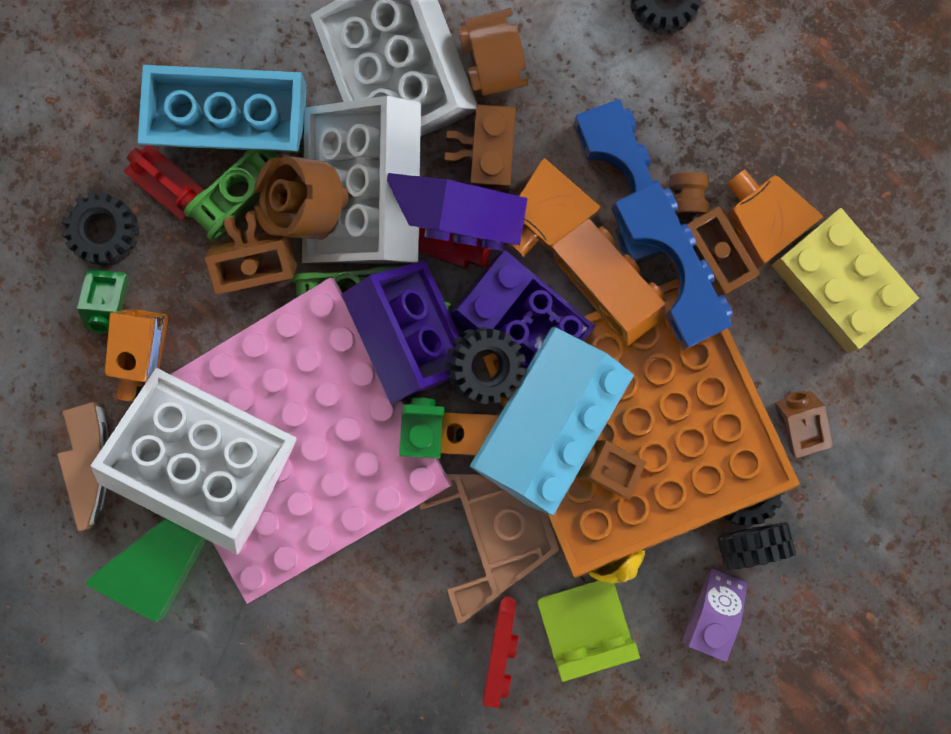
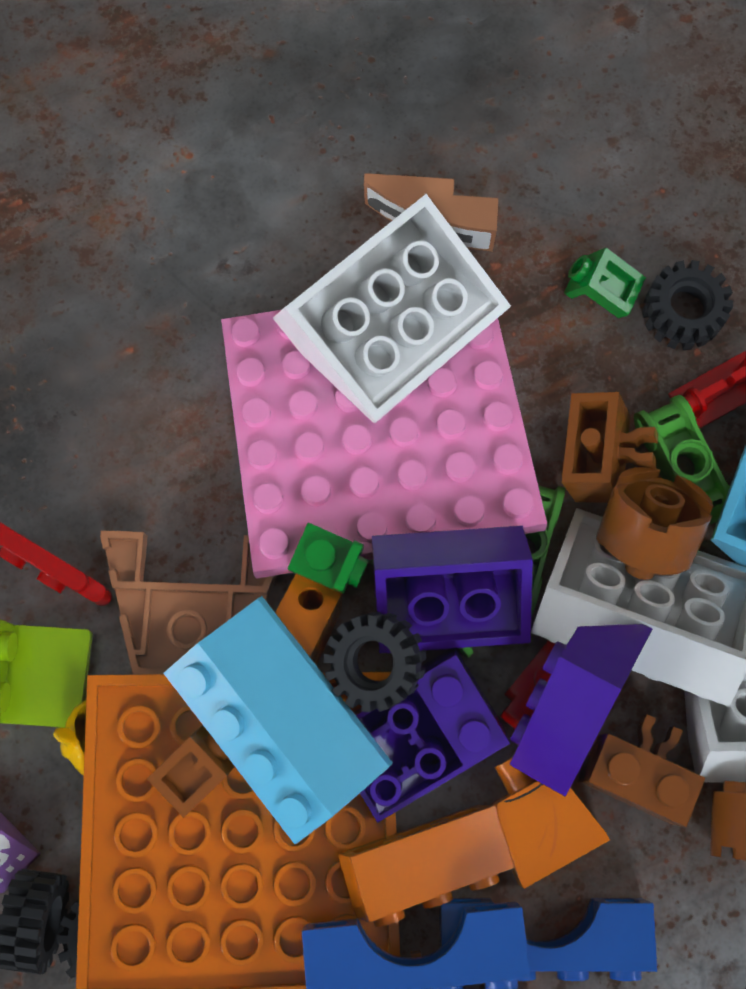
camera: 115 degrees right, 10 degrees down
(137, 335) = (543, 293): orange torso -> none
(150, 570) = (293, 231): green slope -> none

